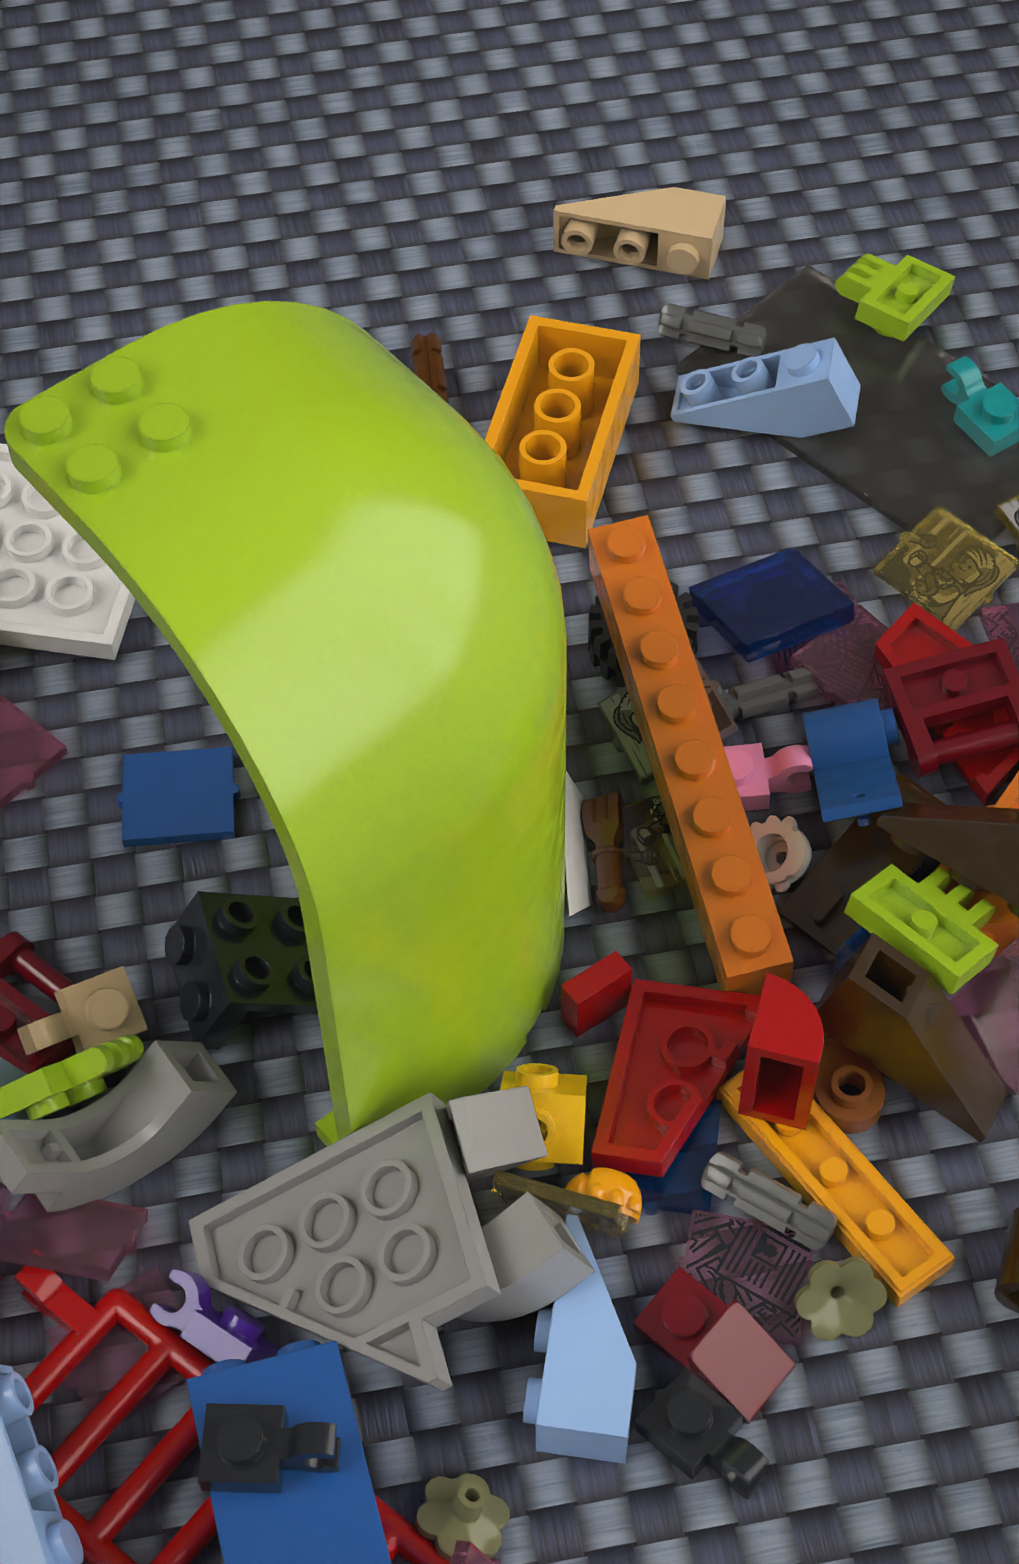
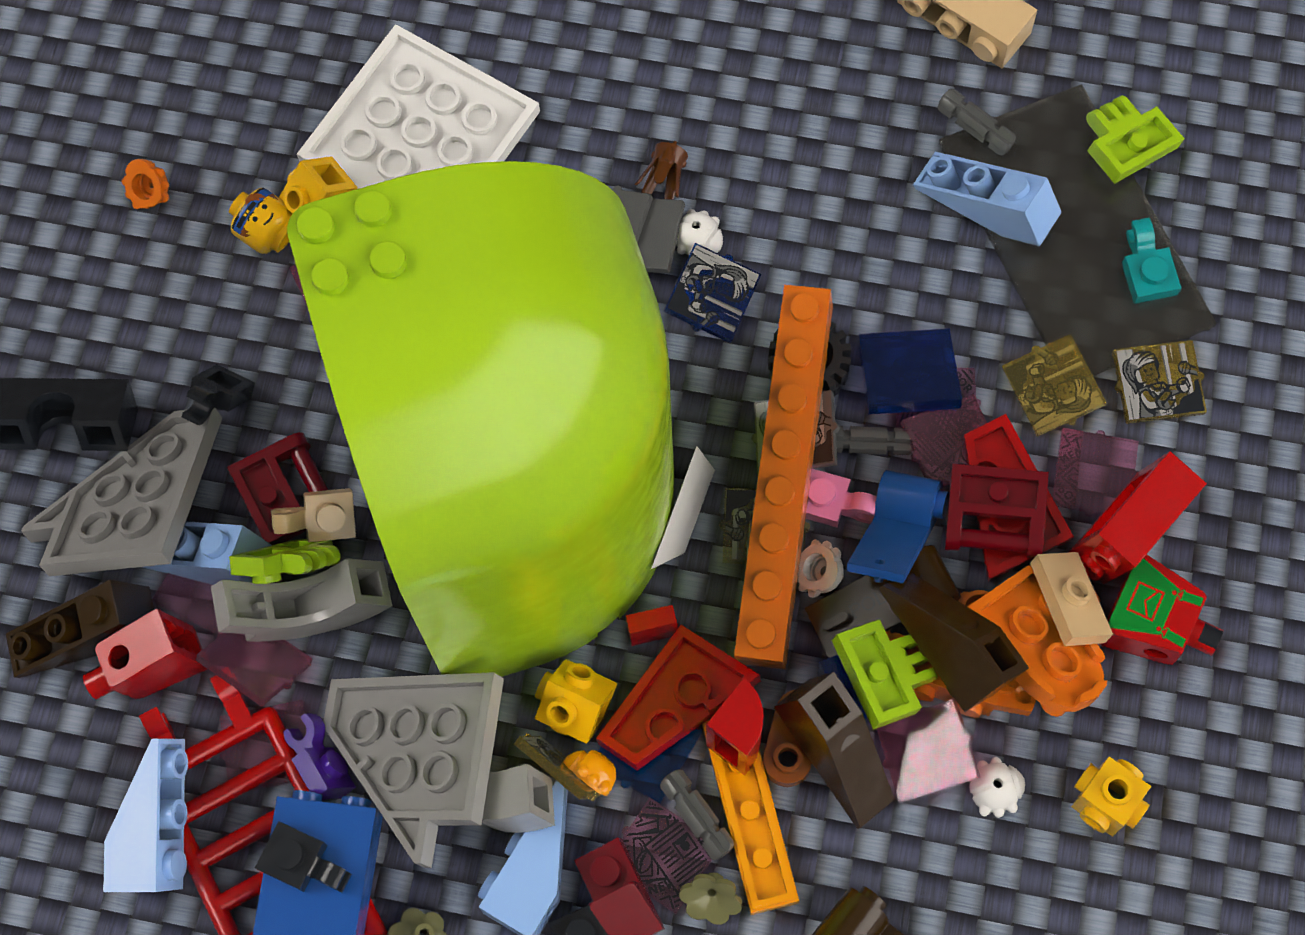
camera: 25 degrees right, 15 degrees up
(429, 363) = (753, 89): reddish brown axle -> none
(495, 1131) = (527, 709): light grey slope -> none
(565, 419) = (819, 172): light orange brick -> none
(604, 828) = (715, 502): reddish brown piece -> none

